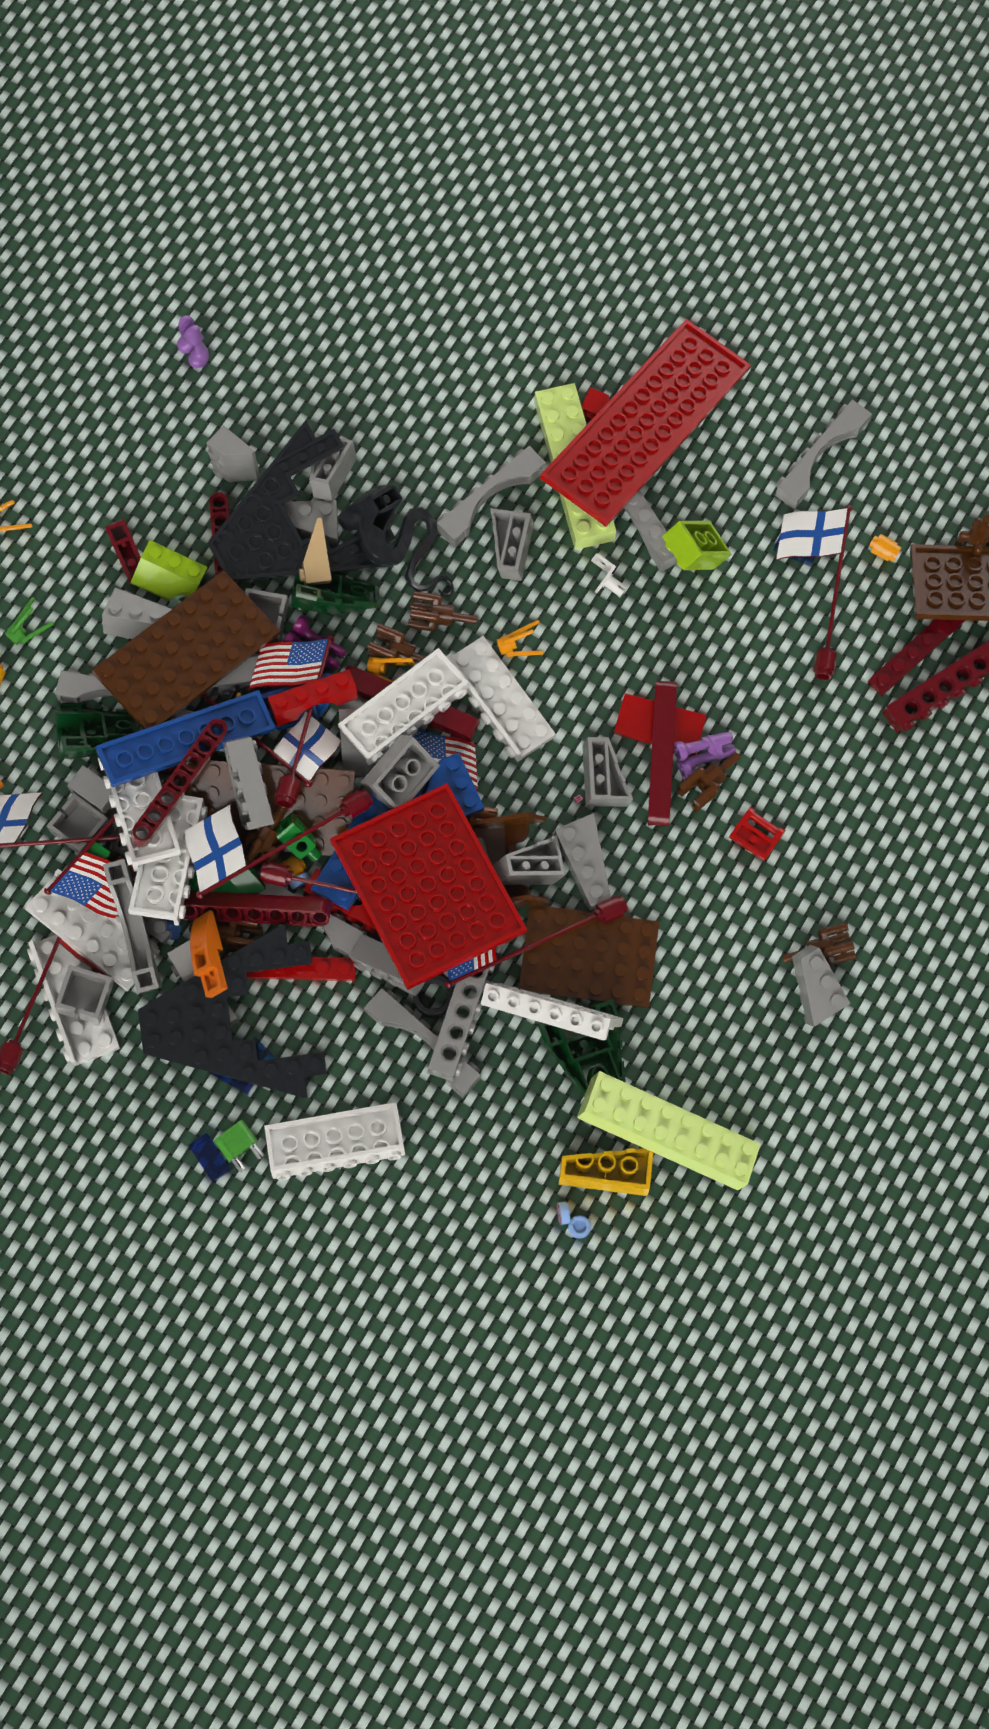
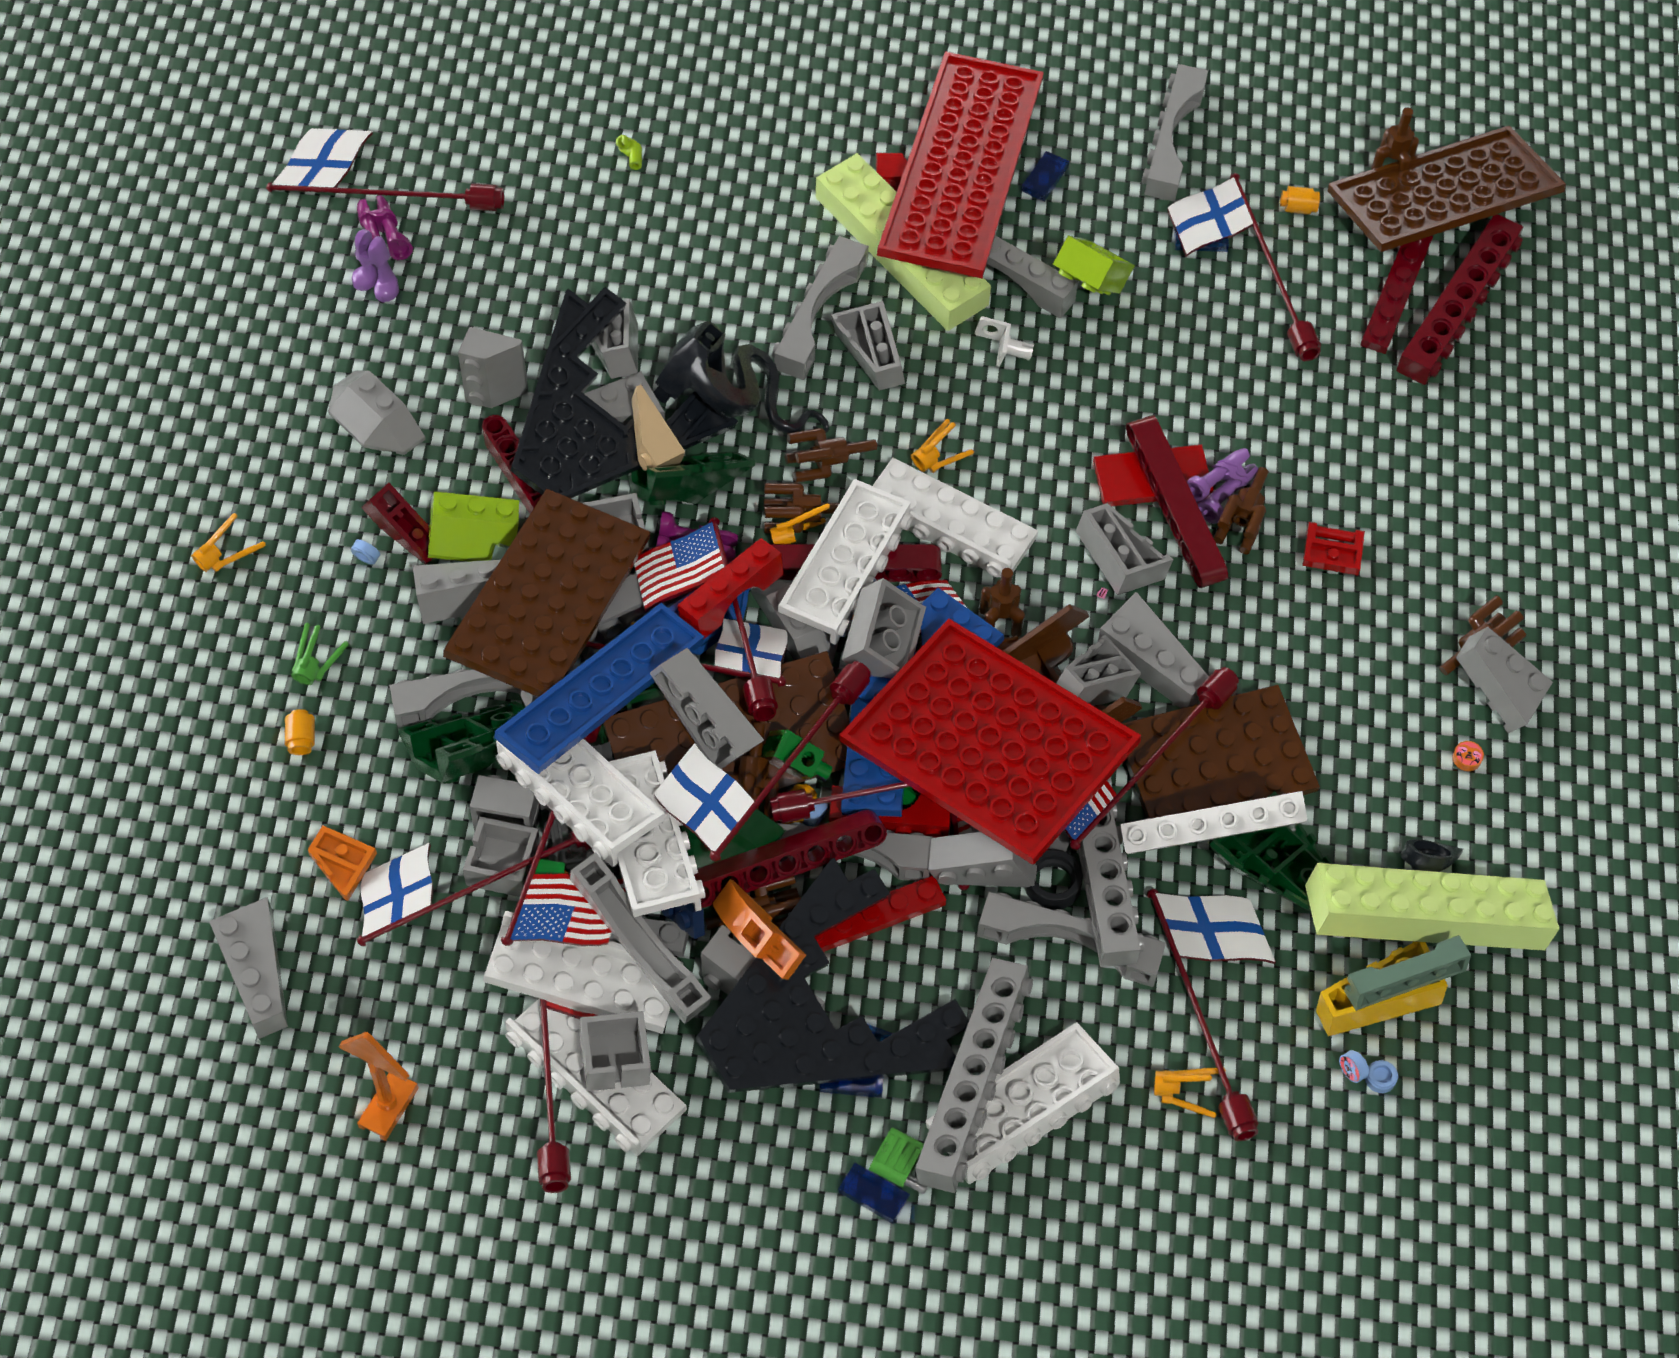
camera: 25 degrees left, 15 degrees down
(92, 561) = (365, 552): none -> light blue tile
(142, 457) = (374, 414): none -> light grey wedge
(174, 791) = (620, 743): dark red beam -> none
(202, 235) = (327, 156): none -> flag
(220, 303) = (384, 221): none -> magenta piece
(359, 1051) = (947, 1171): none -> light grey brick
(420, 311) = (631, 149): none -> lime arm
(435, 1170) = (1168, 1083): none -> light orange plant
(497, 784) = (1003, 602): none -> reddish brown plant
(521, 1077) = (1215, 931): none -> flag
(595, 1170) = (1376, 985): none -> sand green piece
(697, 1090) = (1429, 855): none -> black piece
(708, 451) = (1045, 176): none -> clear blue tile
(765, 1028) = (1468, 756): none -> tile

